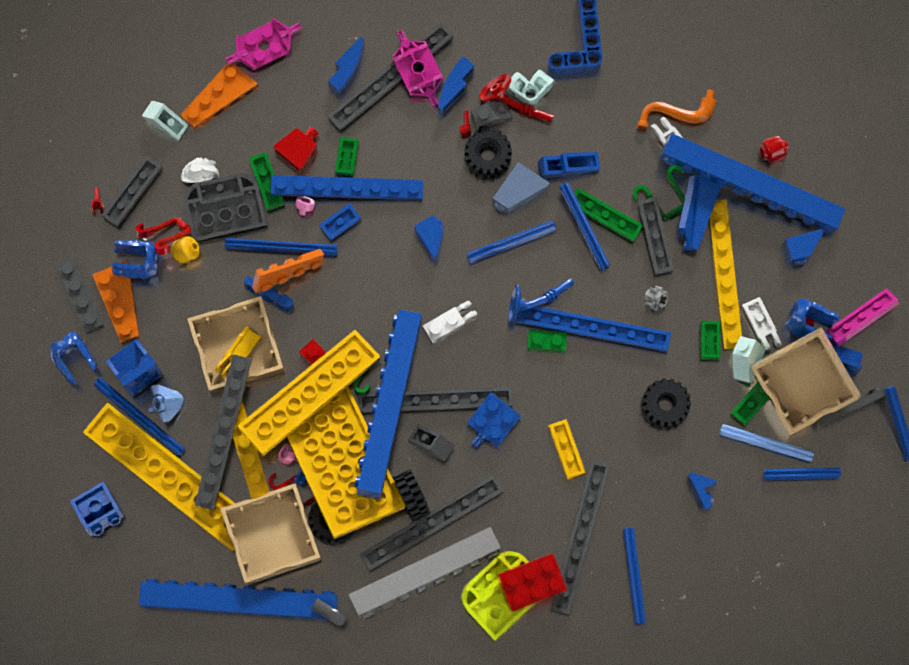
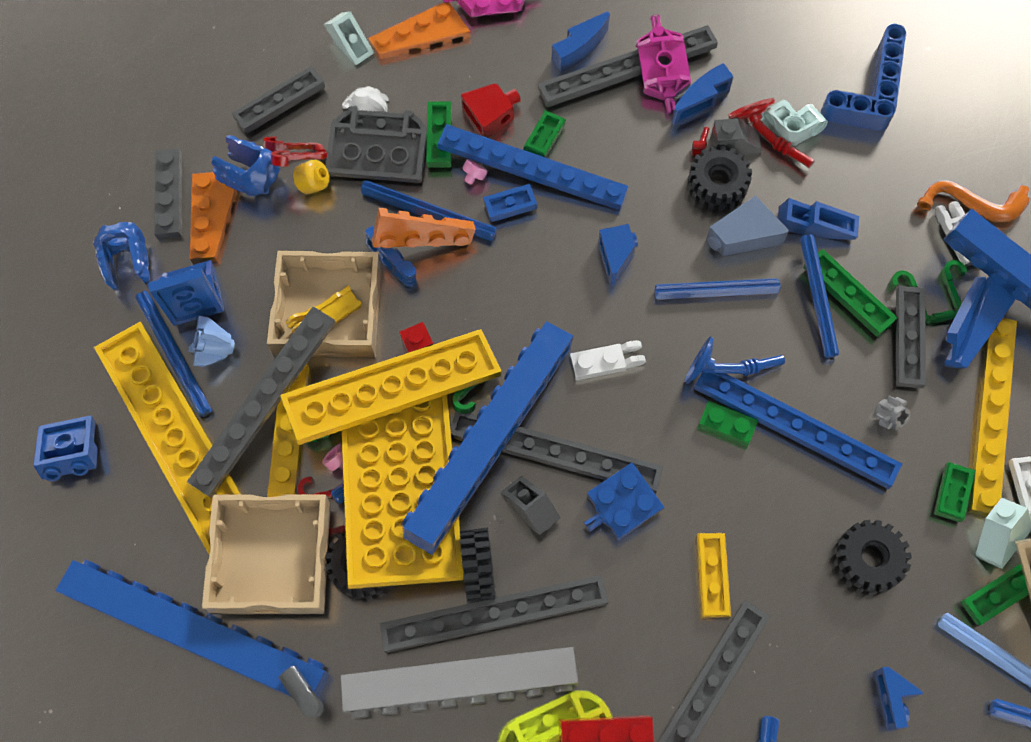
camera: 20 degrees right, 10 degrees down
(96, 204) = (232, 102): red hand -> none

